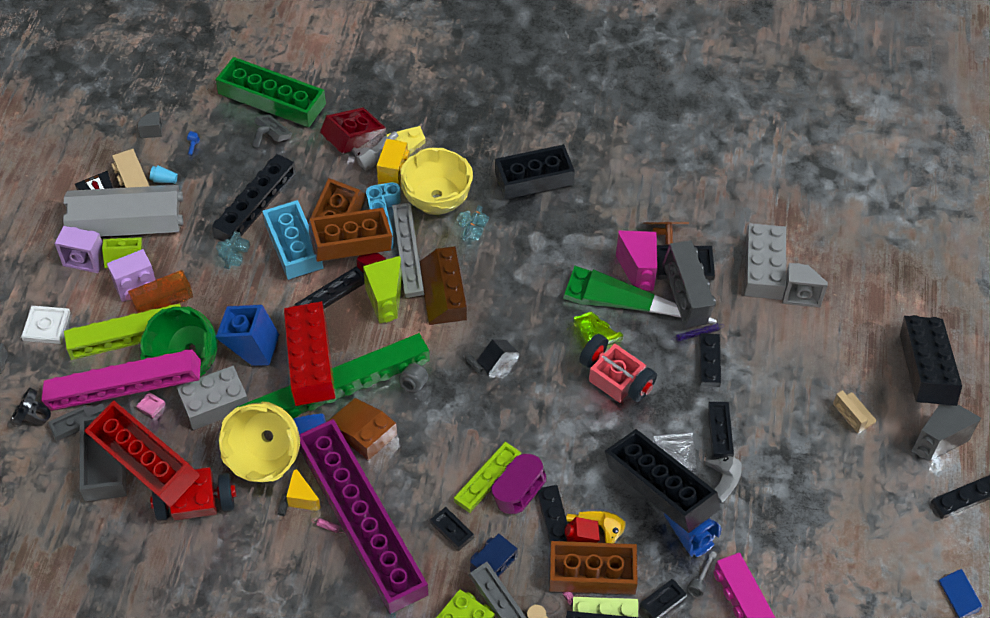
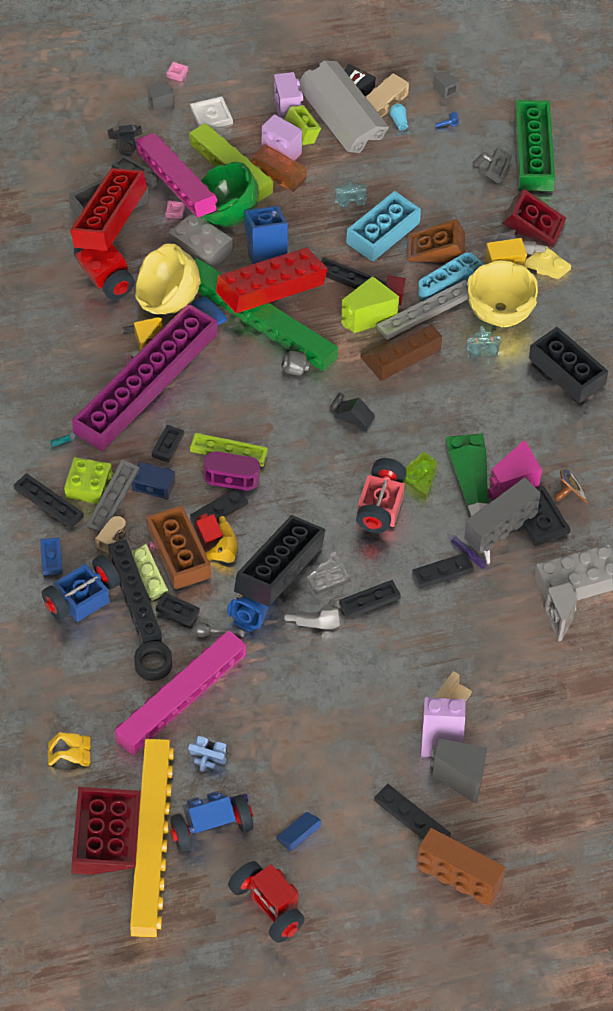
camera: 65 degrees right, 0 degrees up
(254, 198) = (414, 185): black brick -> none
(350, 234) = (400, 254): dark orange brick -> none
(365, 427) = (228, 350): dark orange slope -> none
(897, 427) = (441, 719): none -> lavender slope
(930, 360) = (527, 728): black brick -> none

